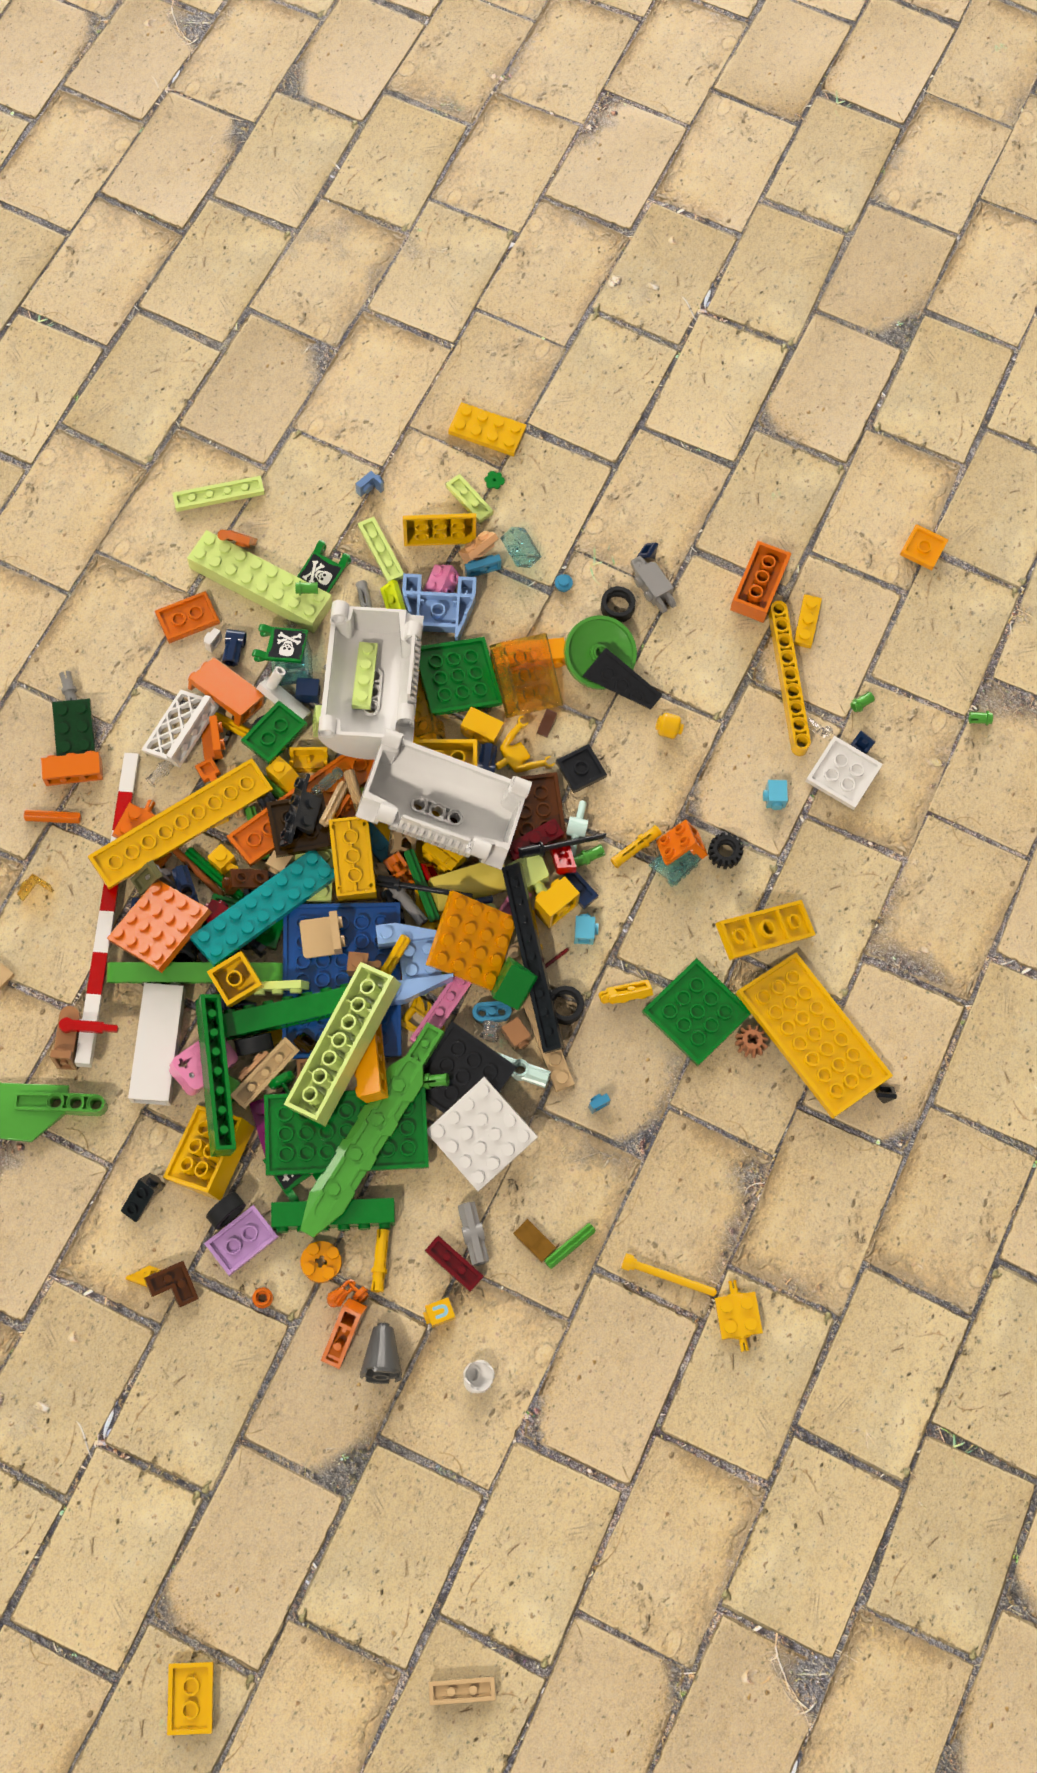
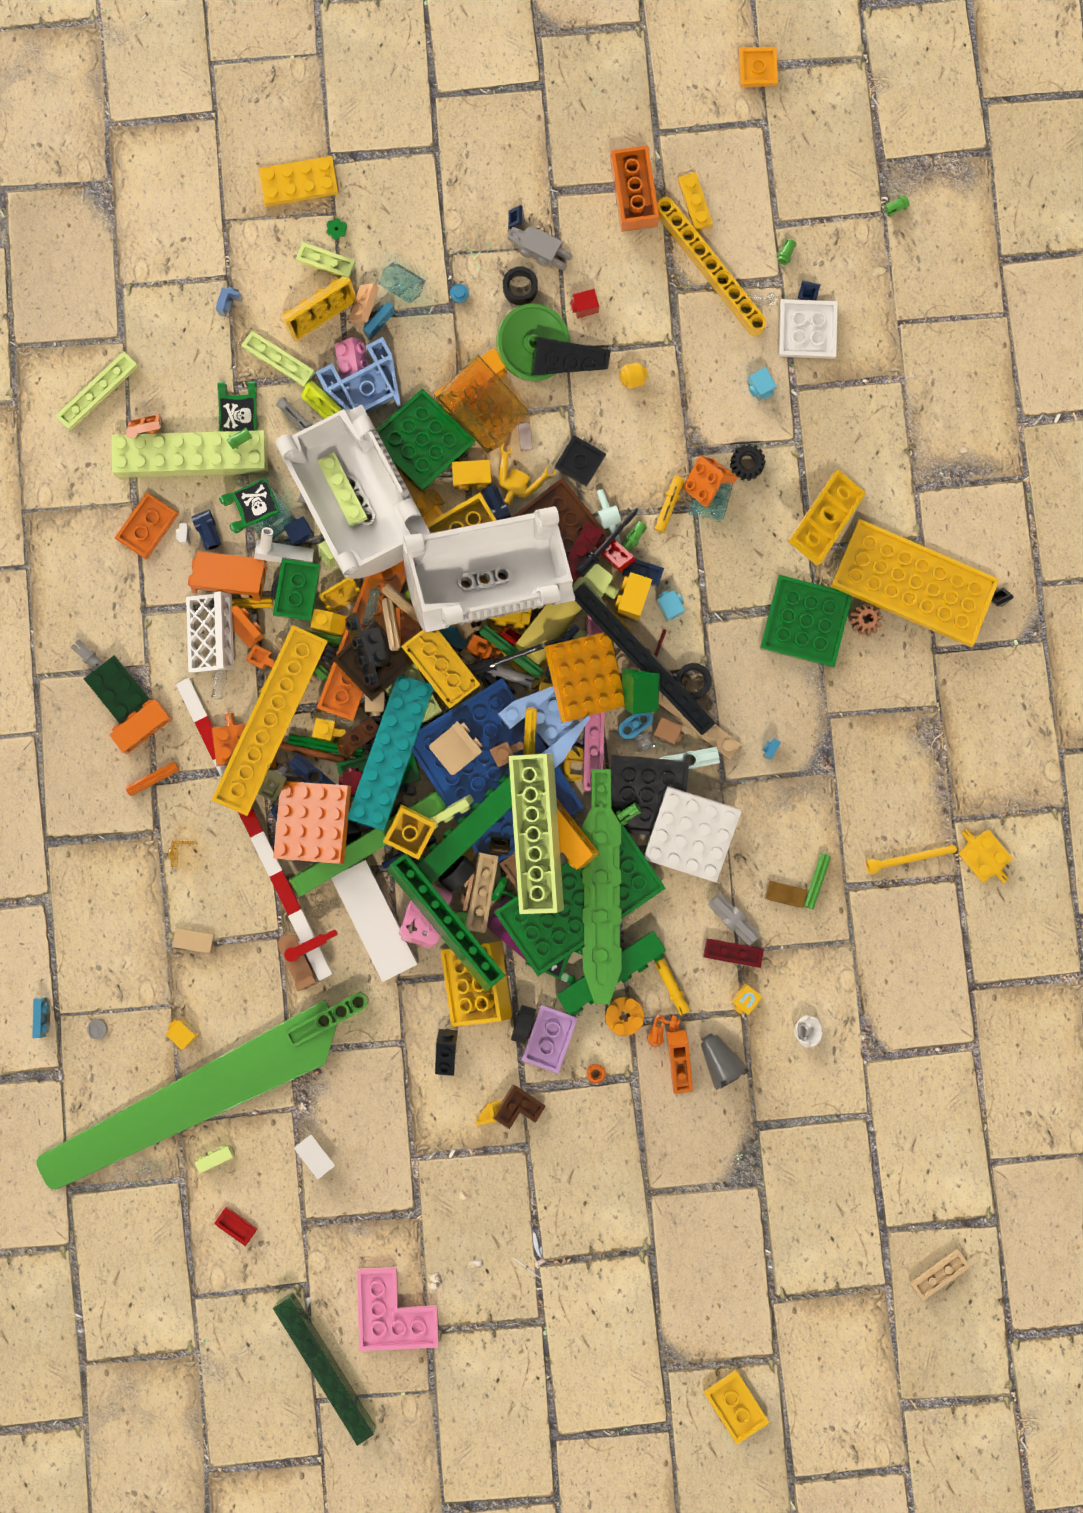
camera: 25 degrees left, 15 degrees up
(626, 992) = (738, 639): yellow hinge -> none
(663, 647) = (584, 303): none -> red brick

